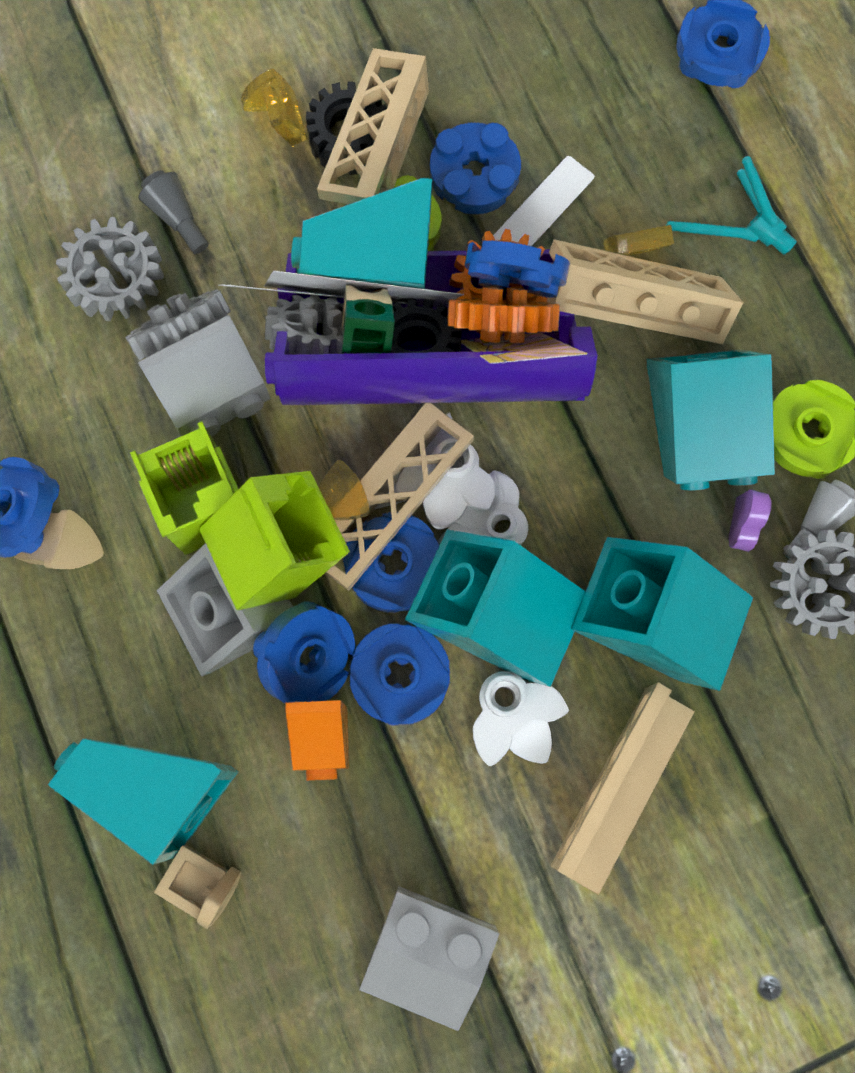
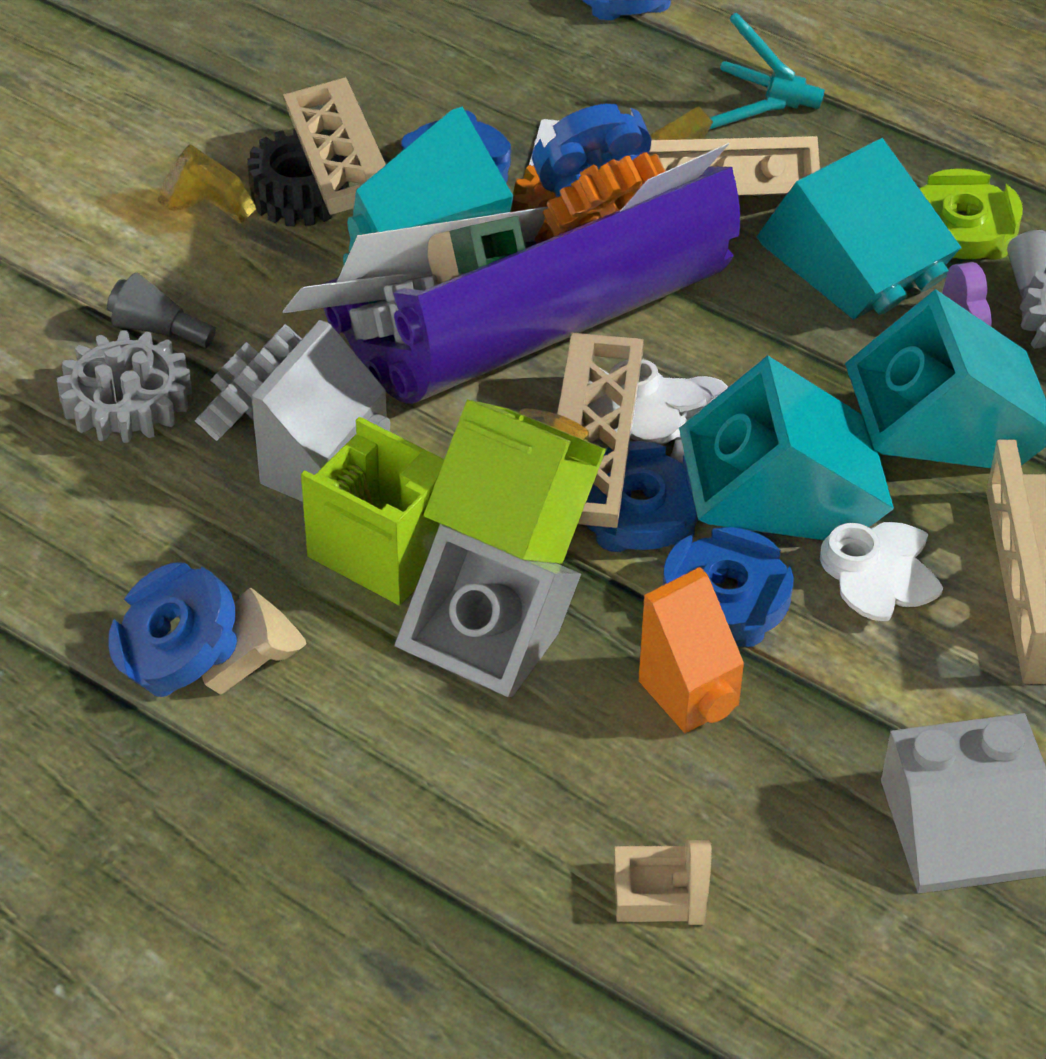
camera: 30 degrees left, 30 degrees down
(141, 794) = (532, 787): teal slope -> none
(282, 646) = (609, 587): blue plate -> none

